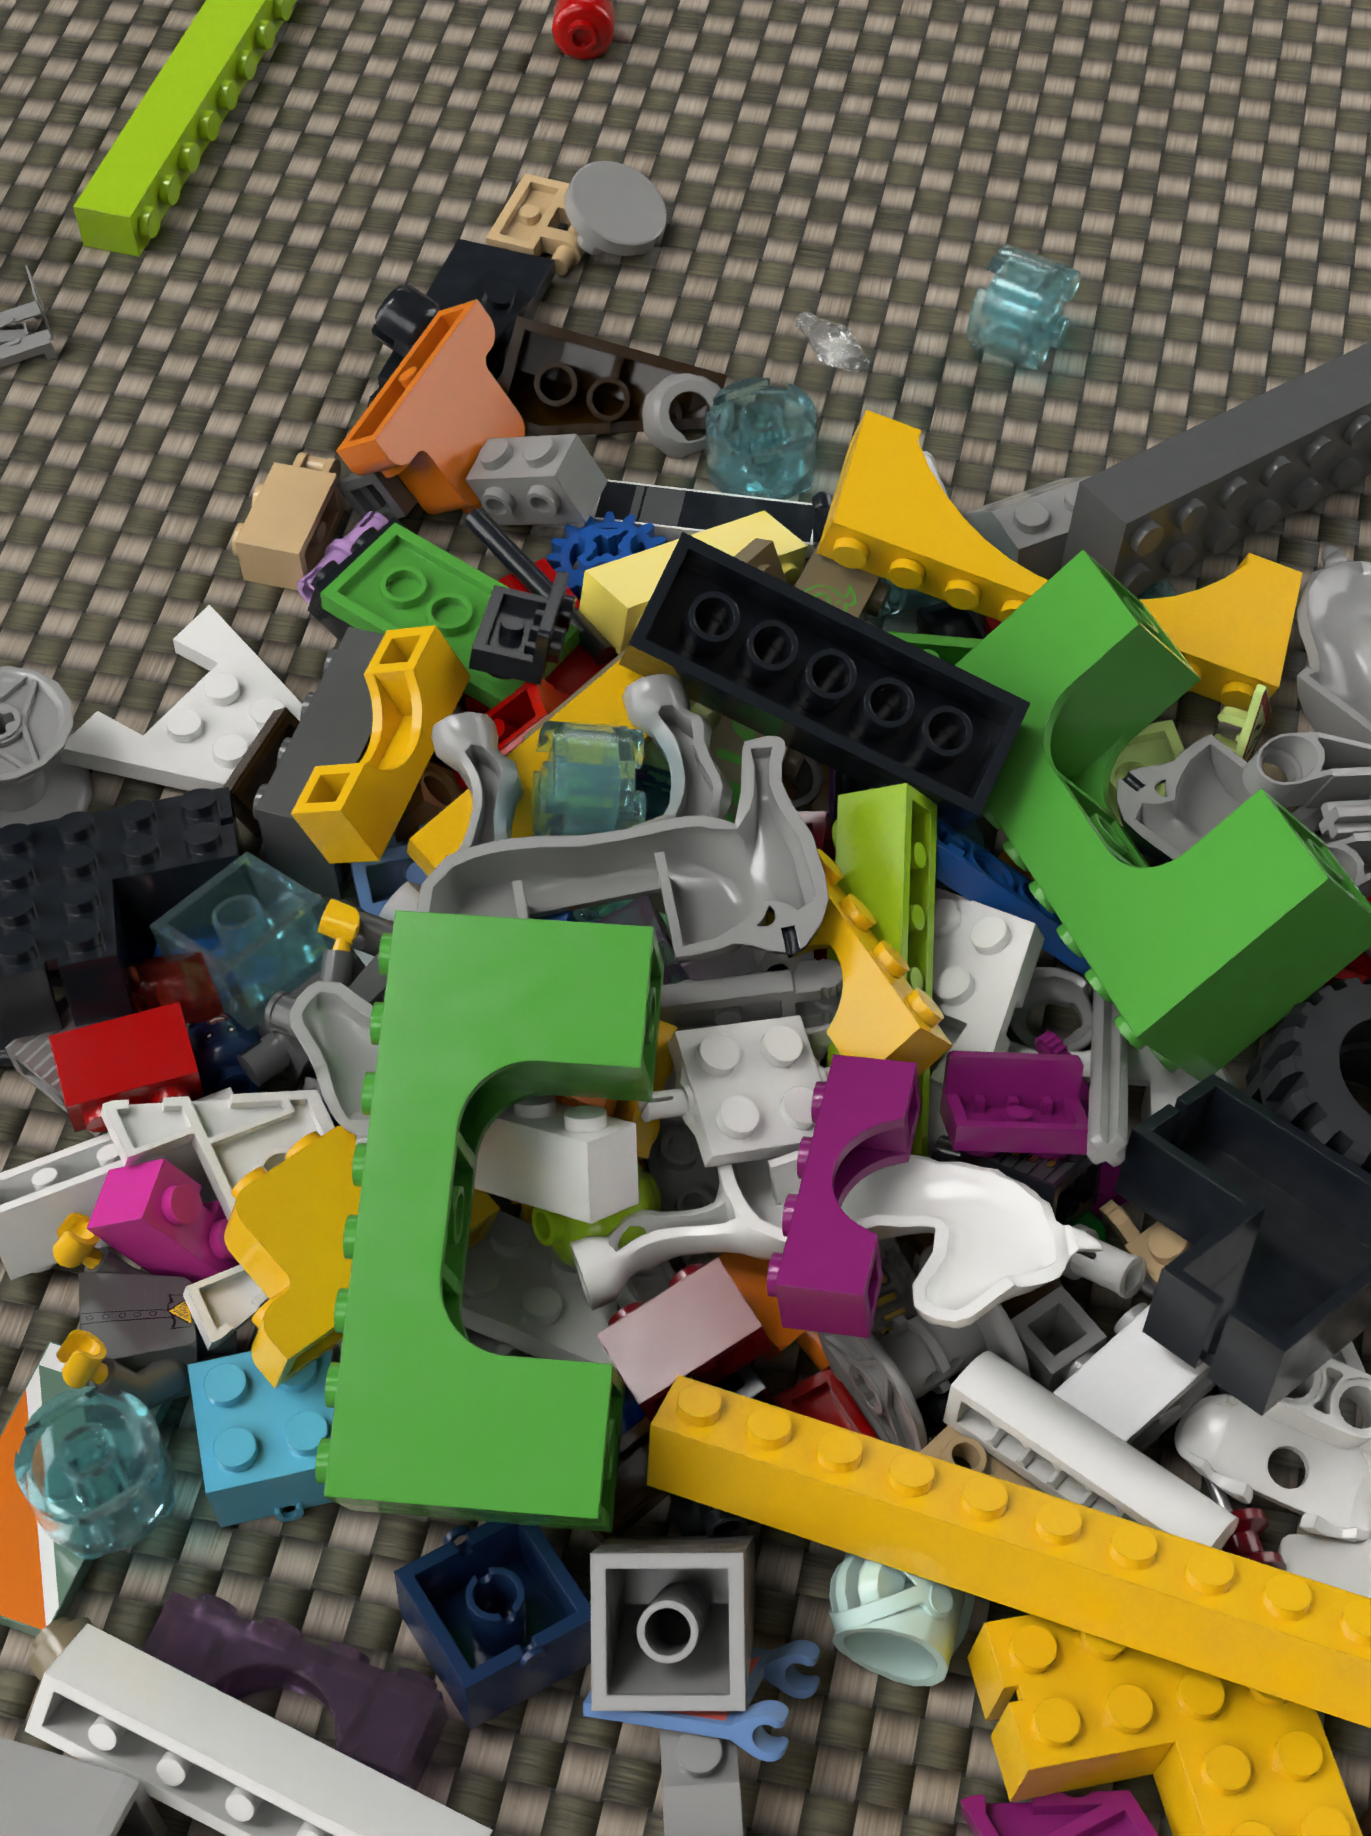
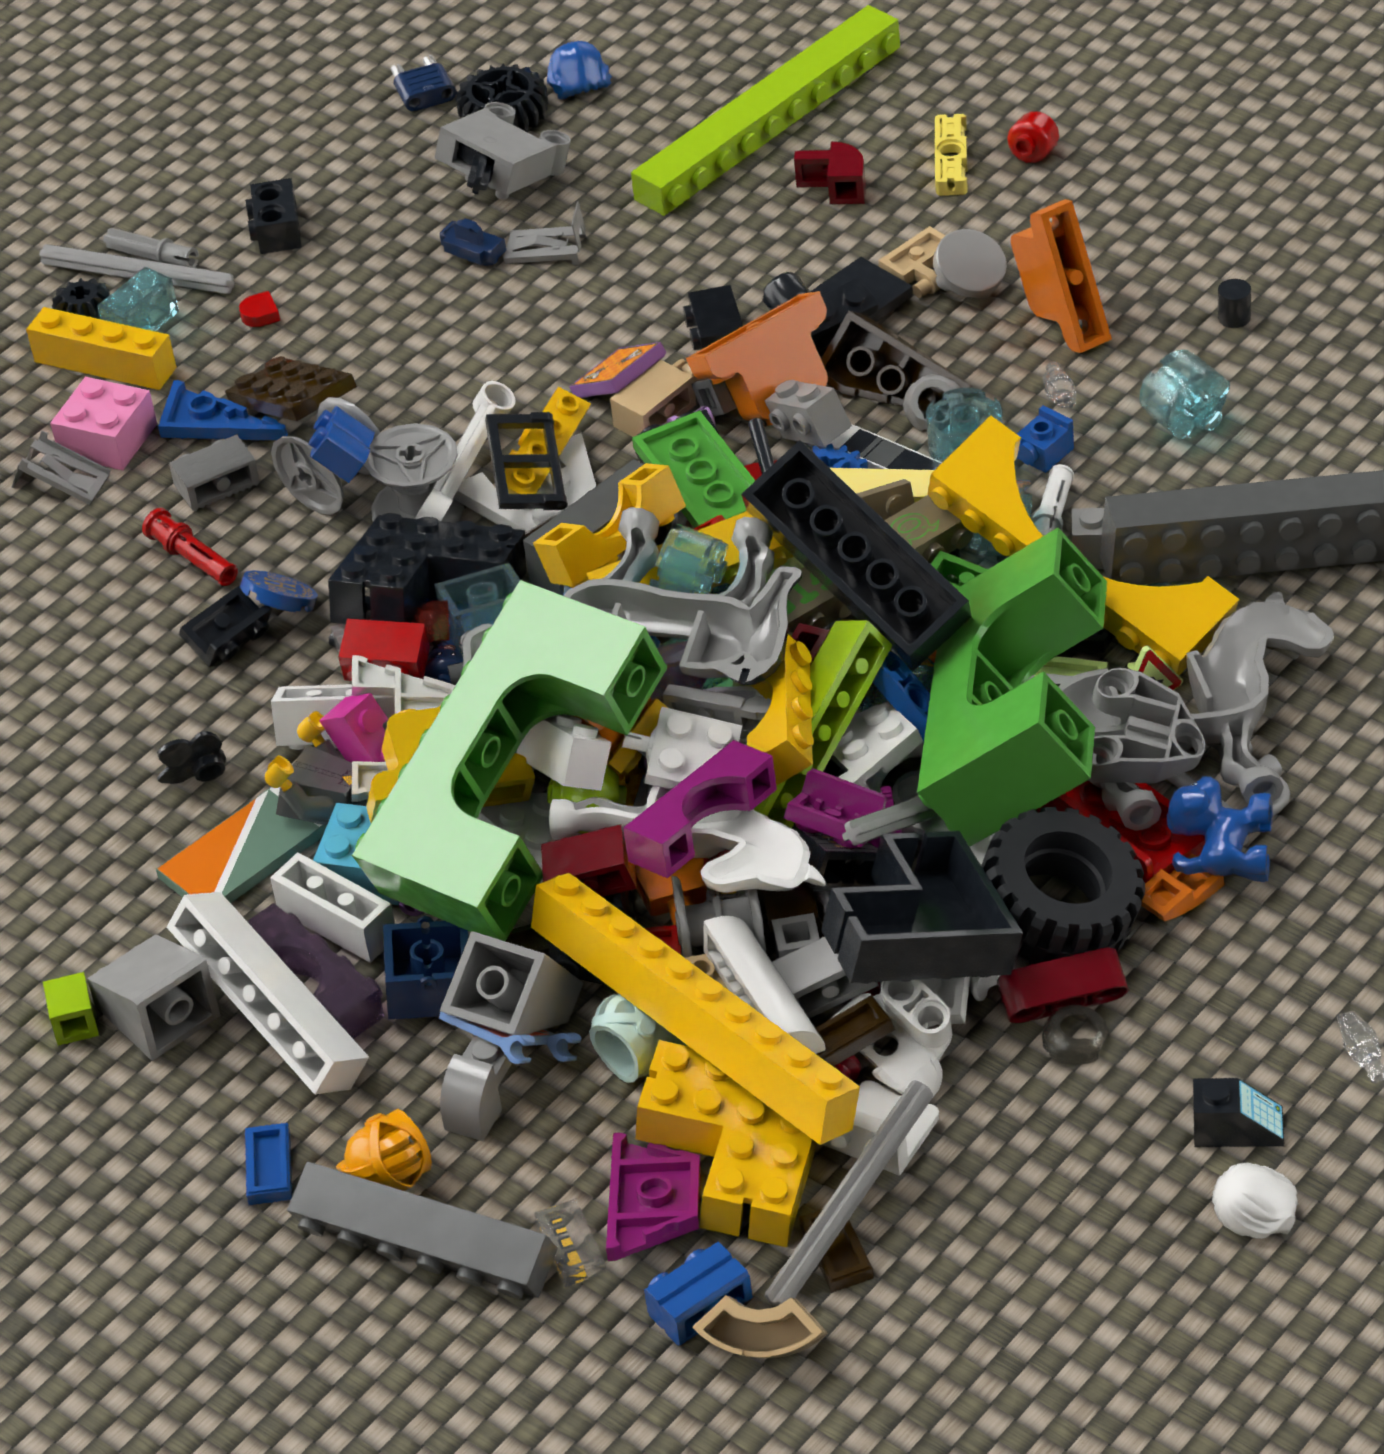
camera: 30 degrees right, 10 degrees down
(64, 784) = (468, 448): none -> white piece
(95, 1471) = (263, 834): clear light blue brick -> none
(99, 633) = (534, 420): none -> black window
(171, 647) = (567, 415): none -> yellow bracket
(215, 495) = (618, 370): none -> tile
(274, 1555) = (332, 906): none -> white brick
(311, 386) = (712, 315): none -> black brick
(352, 127) = (837, 168): none -> dark red brick
(494, 93) = (950, 170): none -> light yellow piece
(523, 632) = (721, 487): black bracket -> none
(763, 190) = (1060, 276): none -> orange brick
(859, 396) = (1046, 439): none -> blue brick
(984, 169) = (1234, 303): none -> black piece
(1252, 1471) = (853, 1030): none -> dark brown tile

